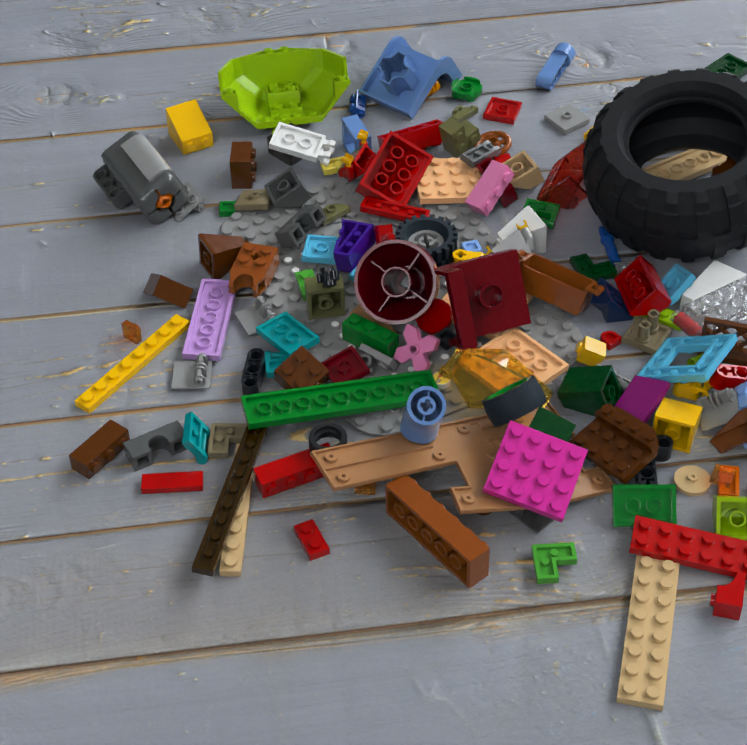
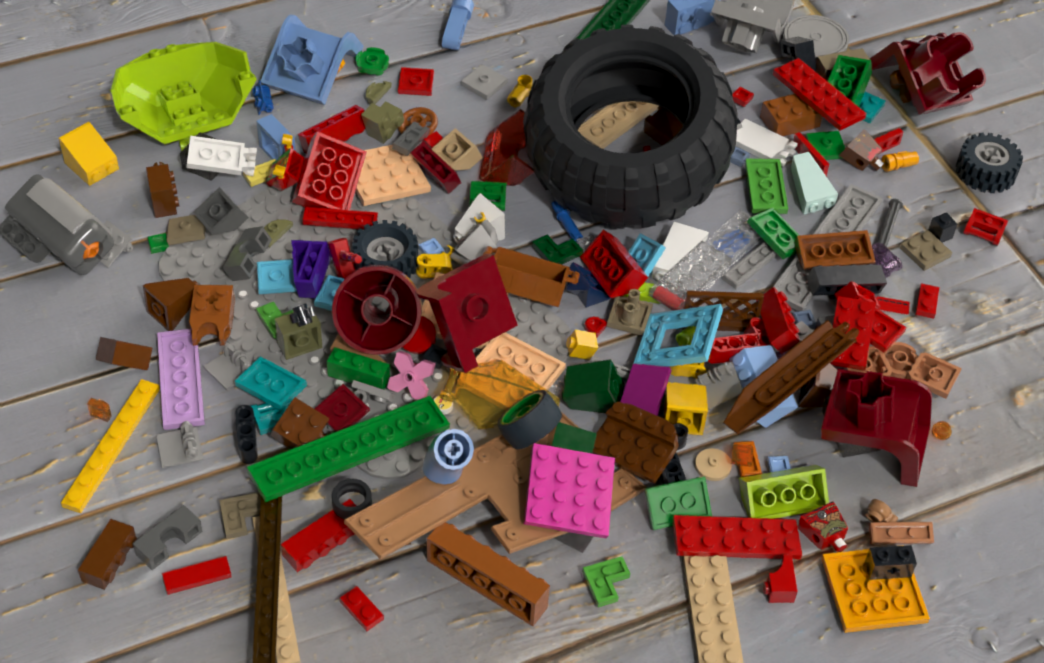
camera: 20 degrees left, 5 degrees up
(196, 437) = (209, 520): teal plate -> none
(489, 188) = (433, 178): bright pink brick -> none

